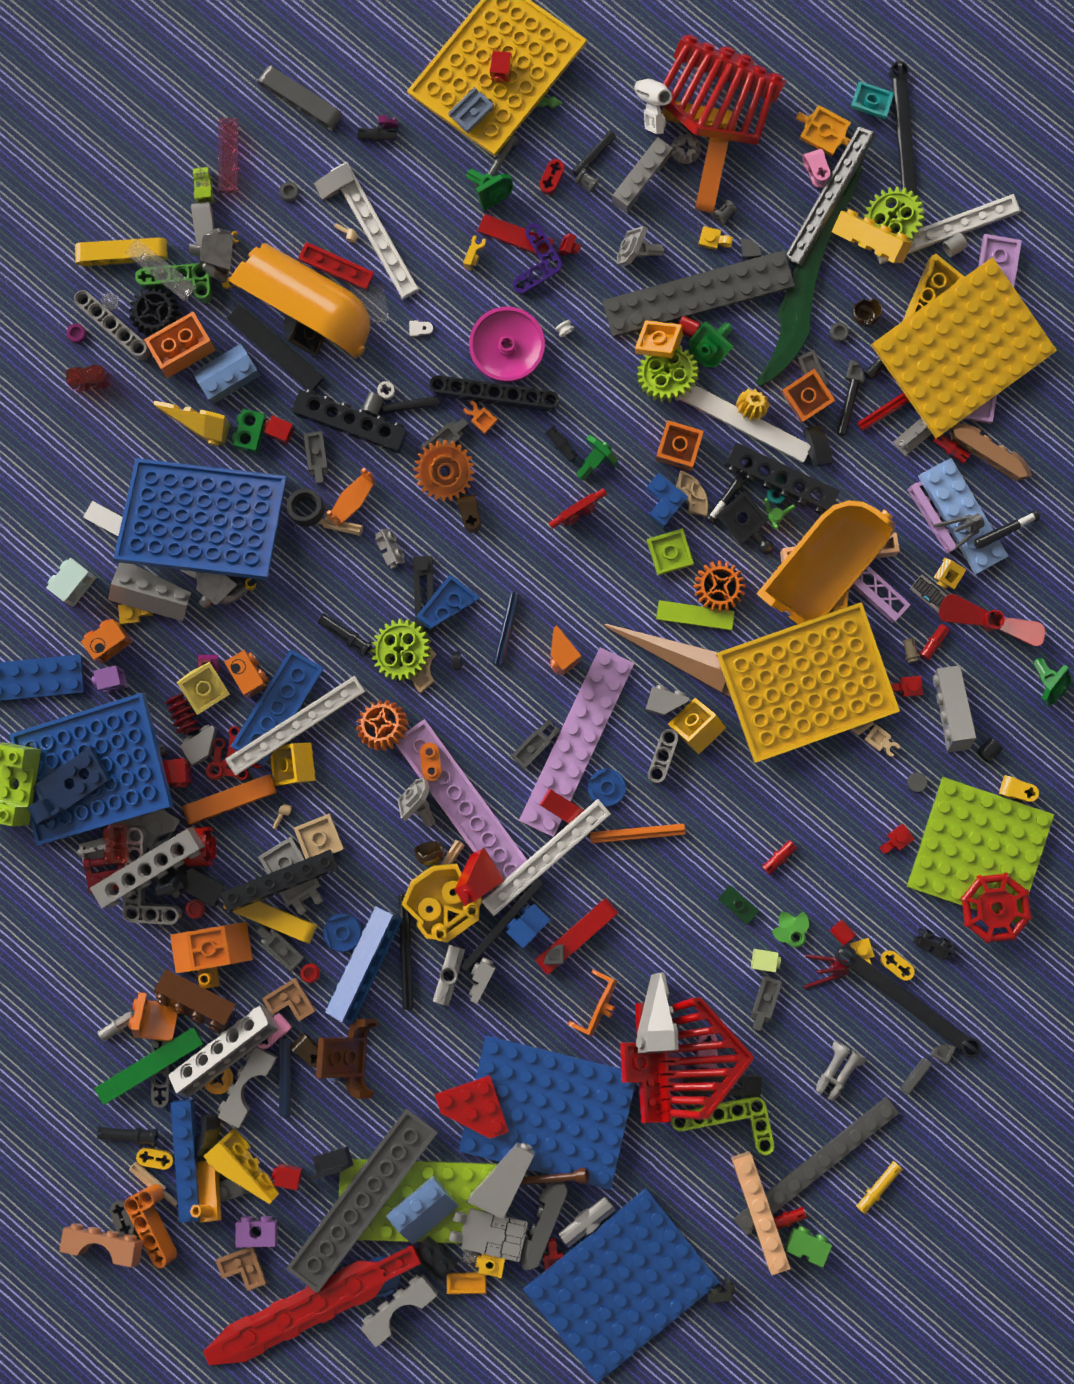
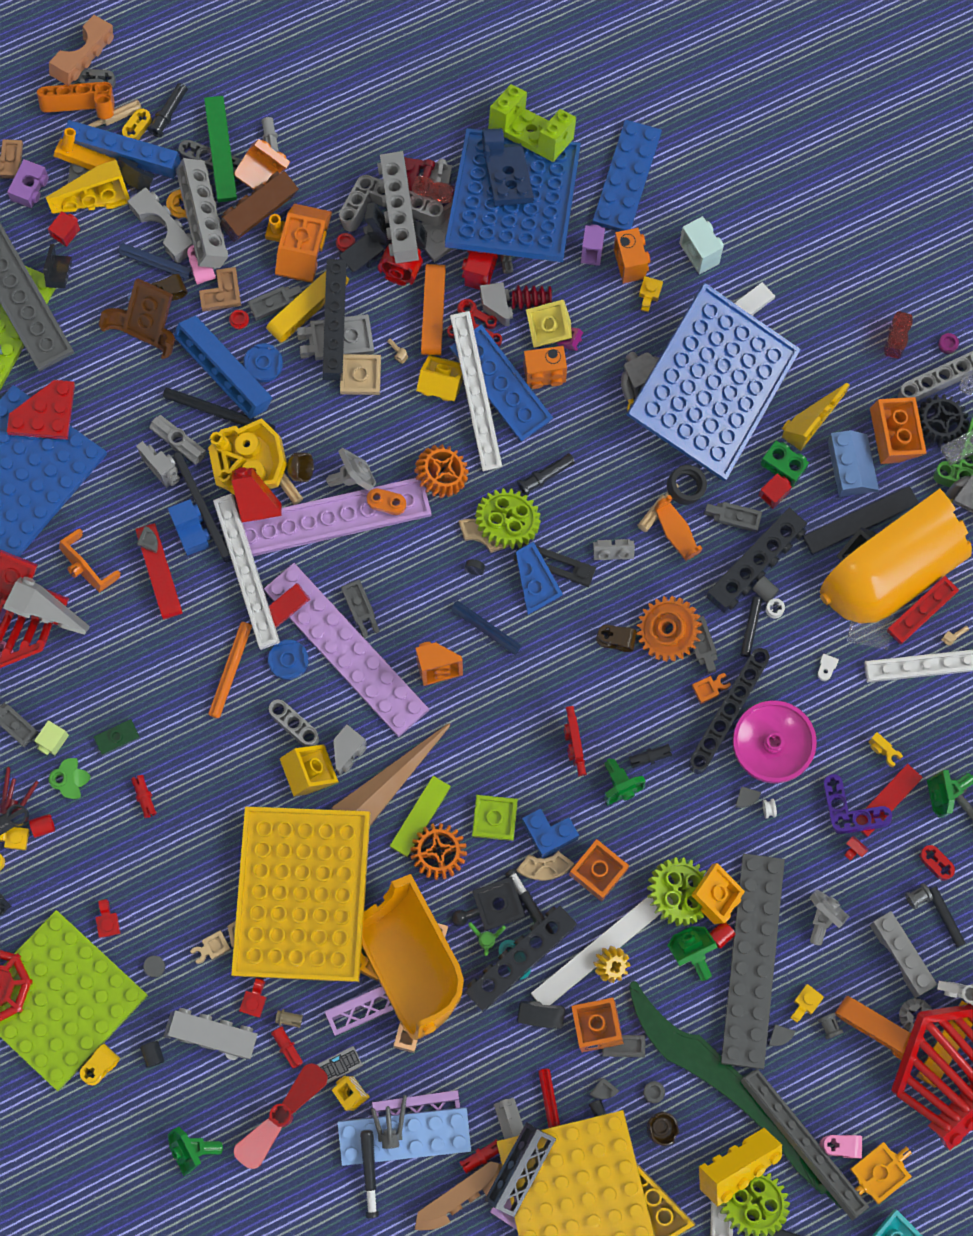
camera: 110 degrees right, 10 degrees down
(148, 592) = (662, 309): light grey wedge -> none
(562, 351) = (747, 797): none -> dark grey tile
(848, 407) = (570, 1066): black piece -> none
(955, 409) = (516, 1168): none -> black fence

